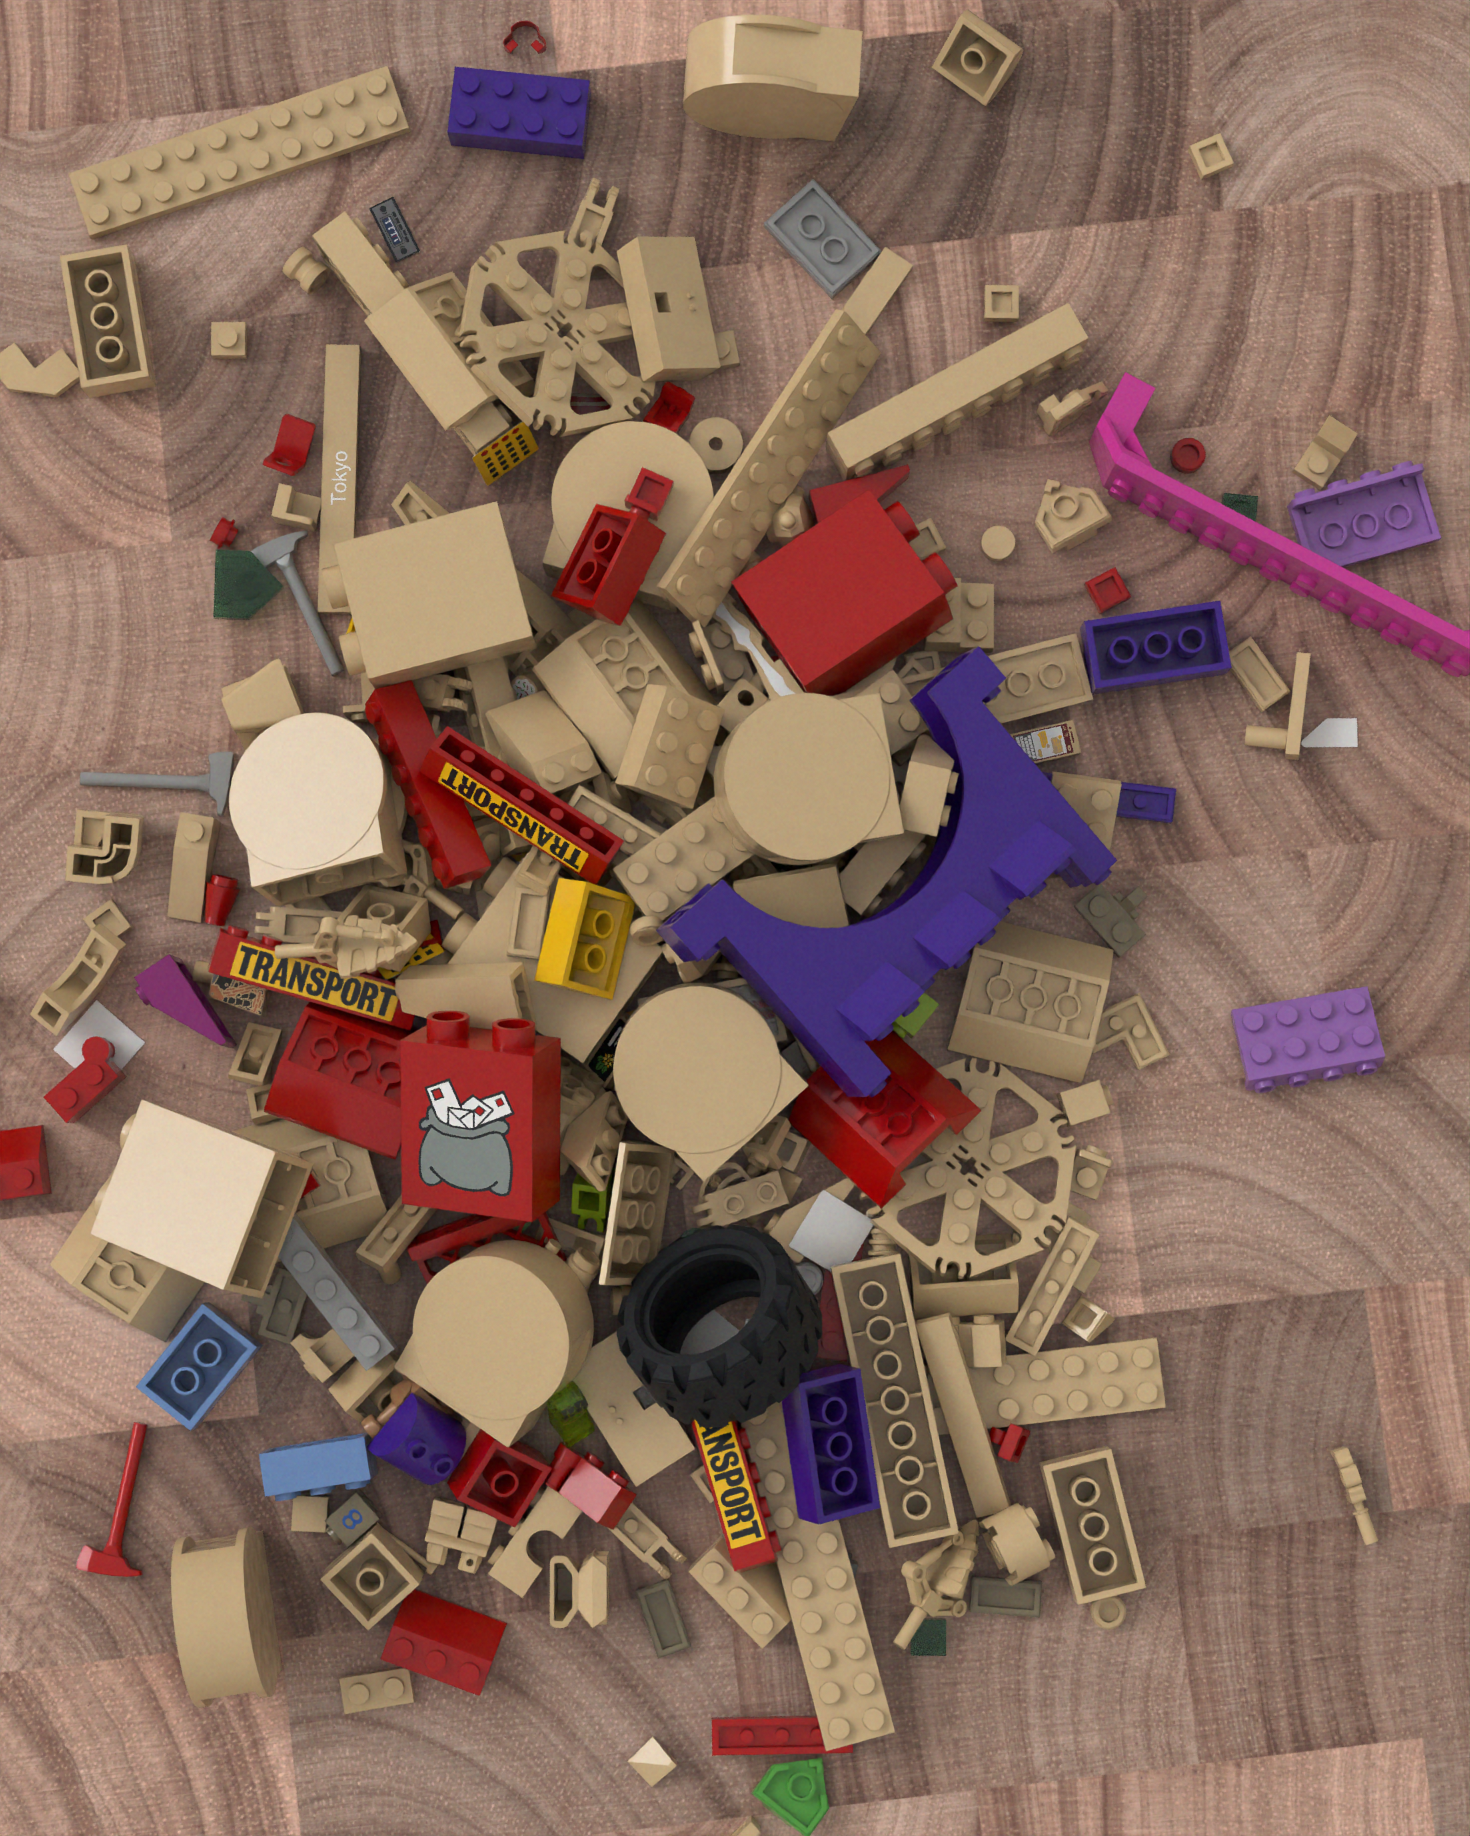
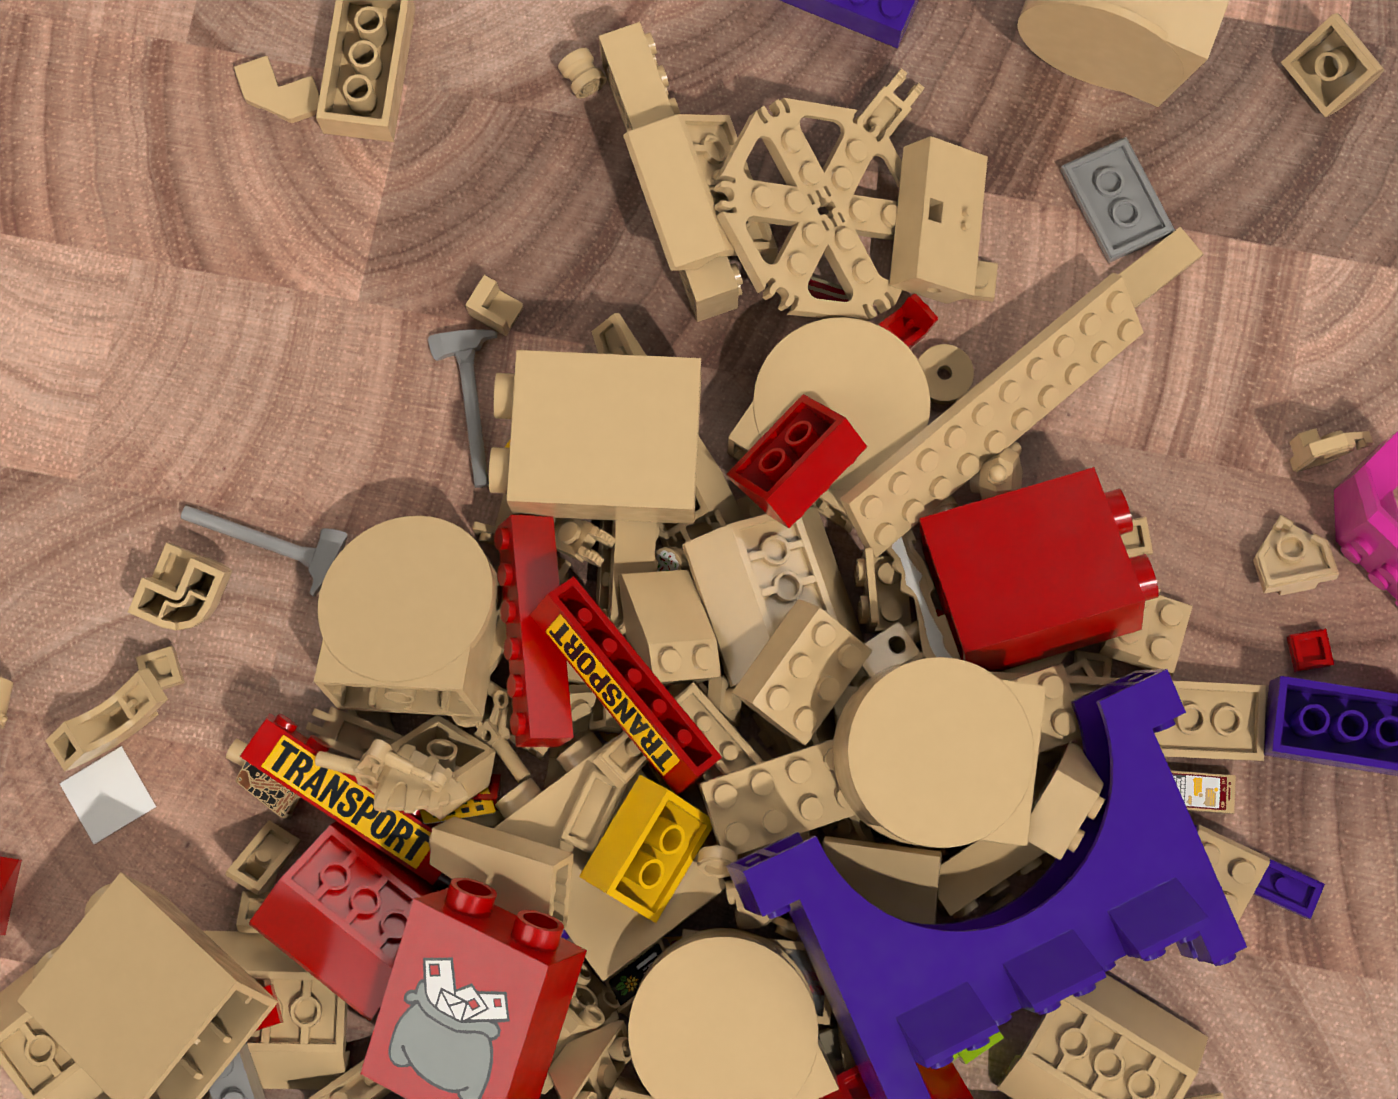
camera: 20 degrees right, 5 degrees down
(87, 1082) = (79, 830): red hinge -> none
(172, 990) = (204, 772): magenta slope -> none
(192, 866) = (265, 638): tan slope -> none
(220, 898) = (283, 680): red cone -> none
(224, 533) = (412, 308): red plate -> none
(229, 340) = (482, 119): tan plate -> none
(241, 585) = (412, 366): clear green plate -> none
(261, 701) = (392, 490): tan piece -> none
(291, 445) = (510, 241): red bracket -> none
(338, 459) = (555, 266): tan tile -> none
(394, 229) = (684, 60): sticker -> none
(505, 453) = (725, 315): yellow sticker -> none
(649, 494) = (861, 401): red bracket -> none
(832, 497) = (1051, 464): red slope -> none
(957, 394) = (1213, 397): tan brick -> none
(997, 543) = (1208, 565): tan tile -> none
(1001, 303) = (1284, 320): tan plate -> none
(1113, 917) = (1217, 1001): dark tan hinge -> none

